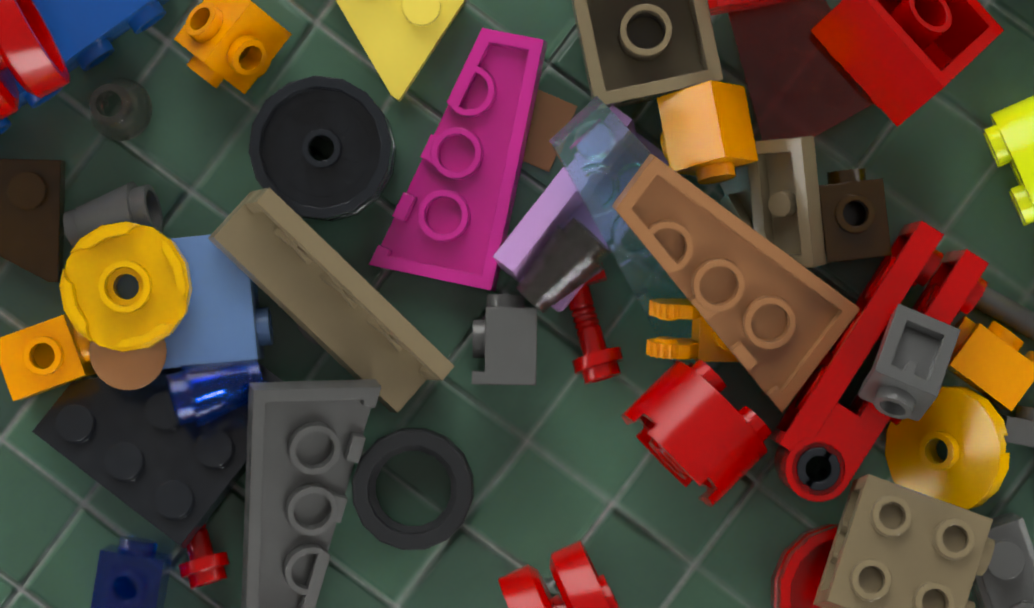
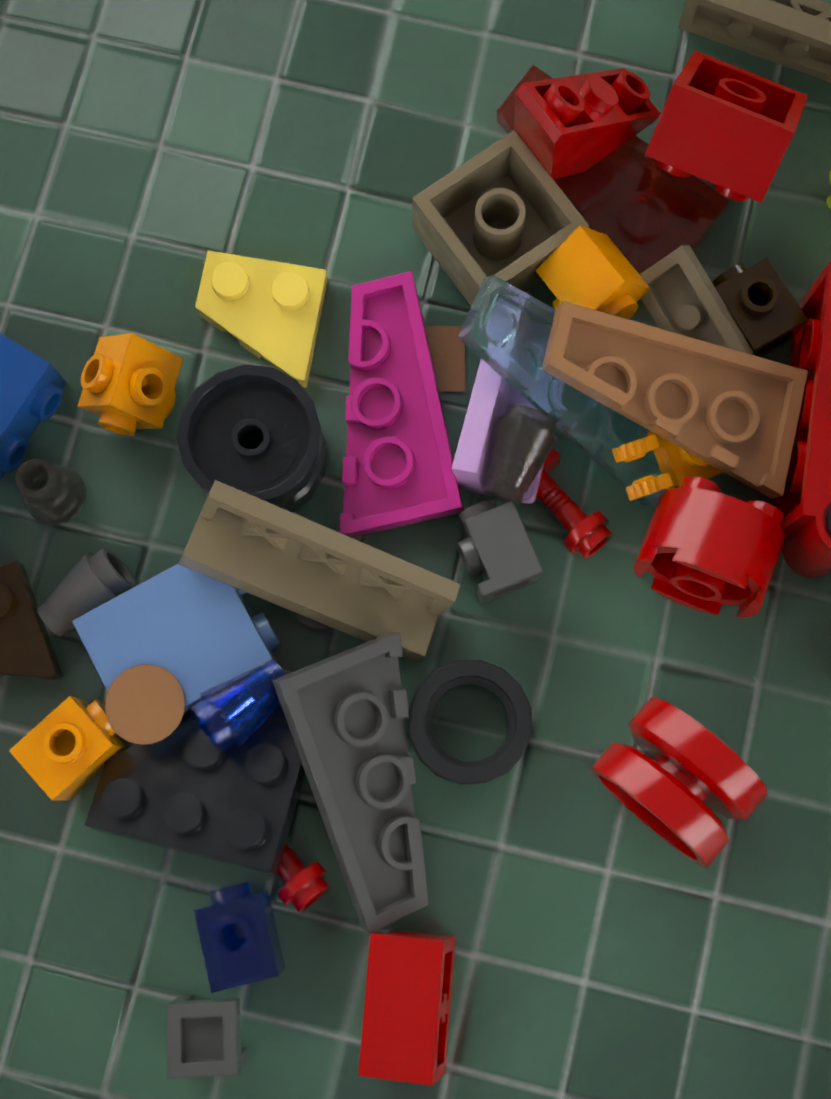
camera: 20 degrees left, 10 degrees down
(92, 278) = (83, 635): yellow plate -> none

